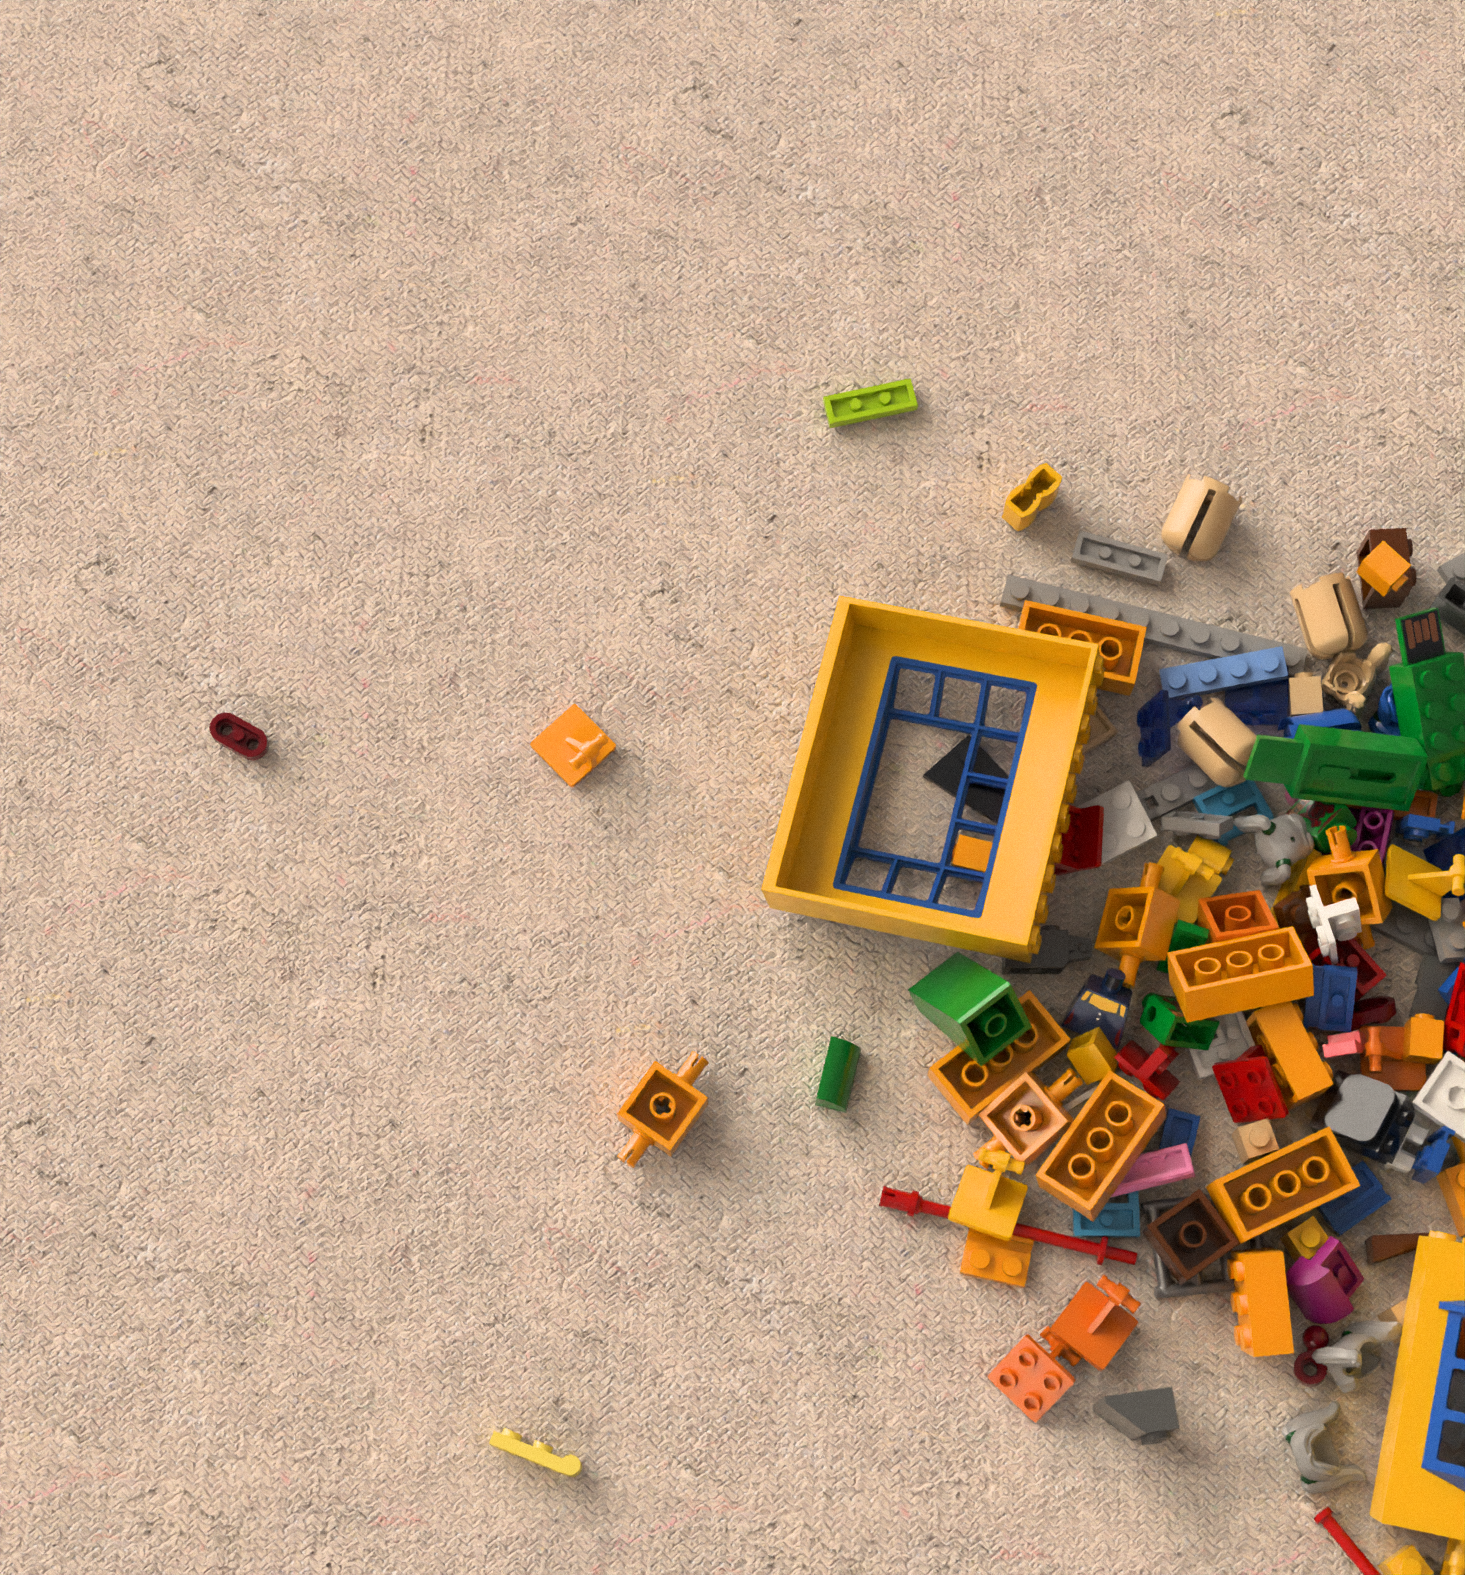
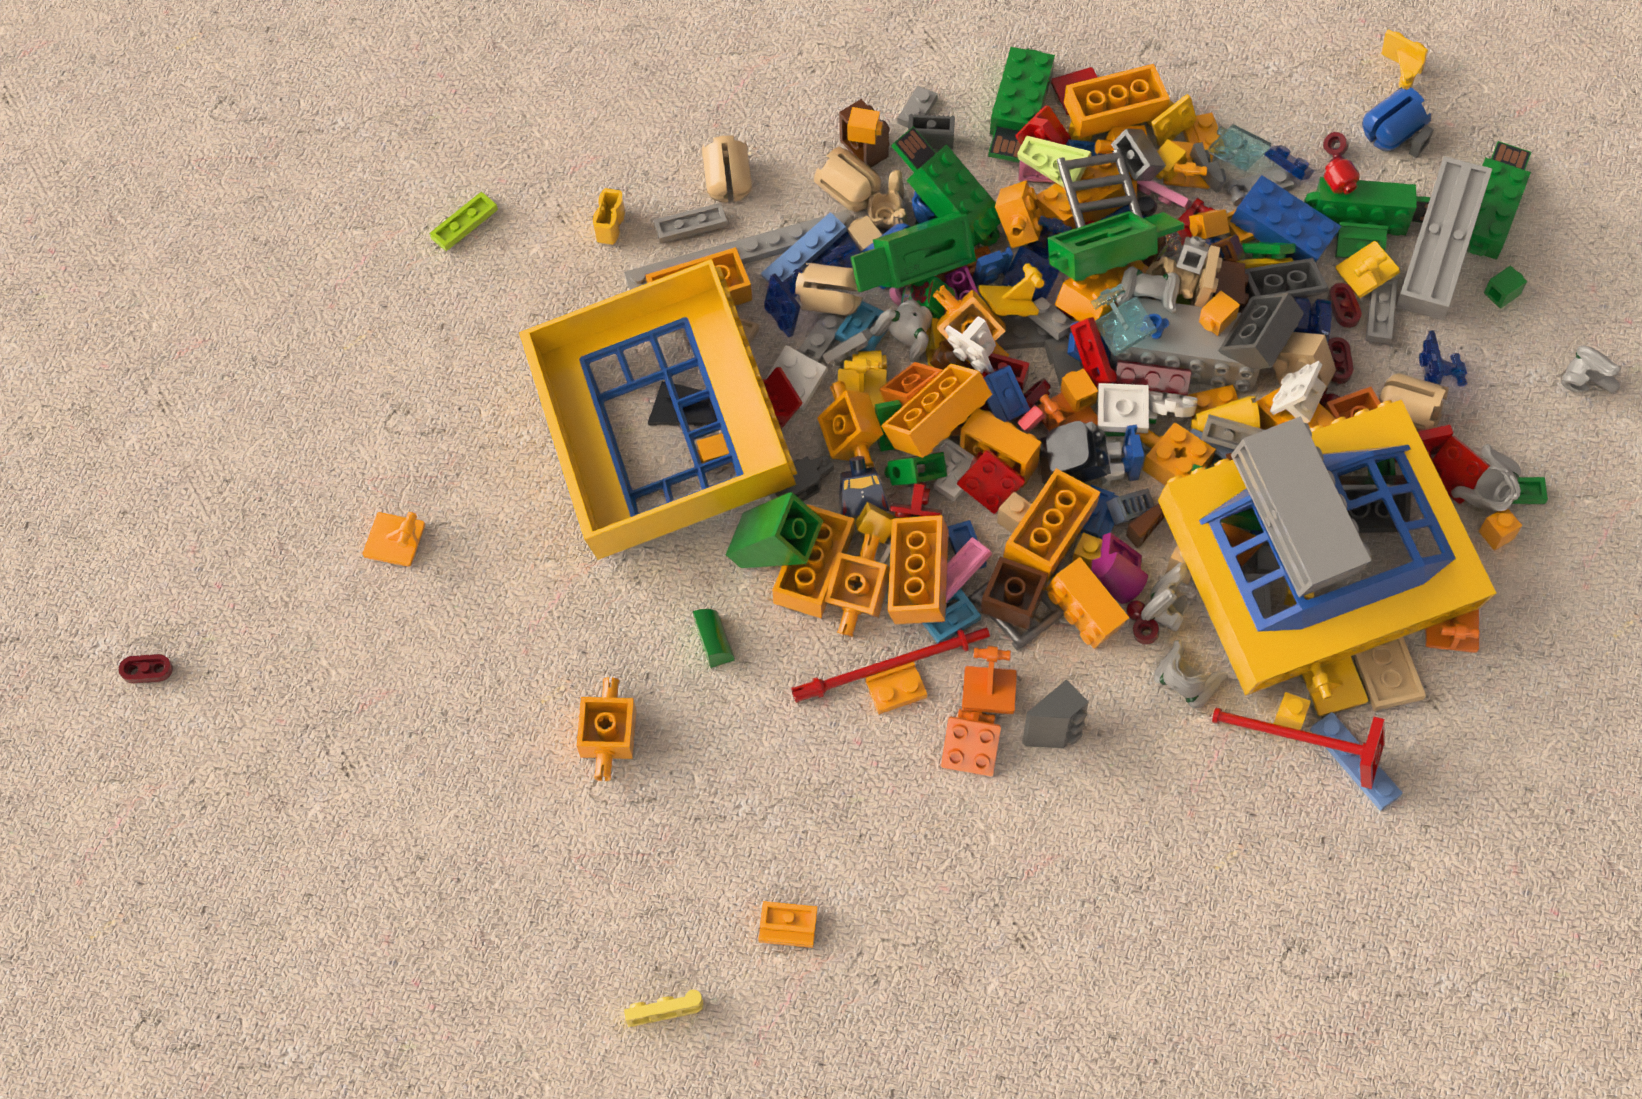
camera: 30 degrees left, 10 degrees down
(717, 1446) = (788, 924): none -> light orange plate
(988, 1199) = (867, 652): yellow plate -> none
(1370, 1212) = (1118, 511): none -> sand blue slope

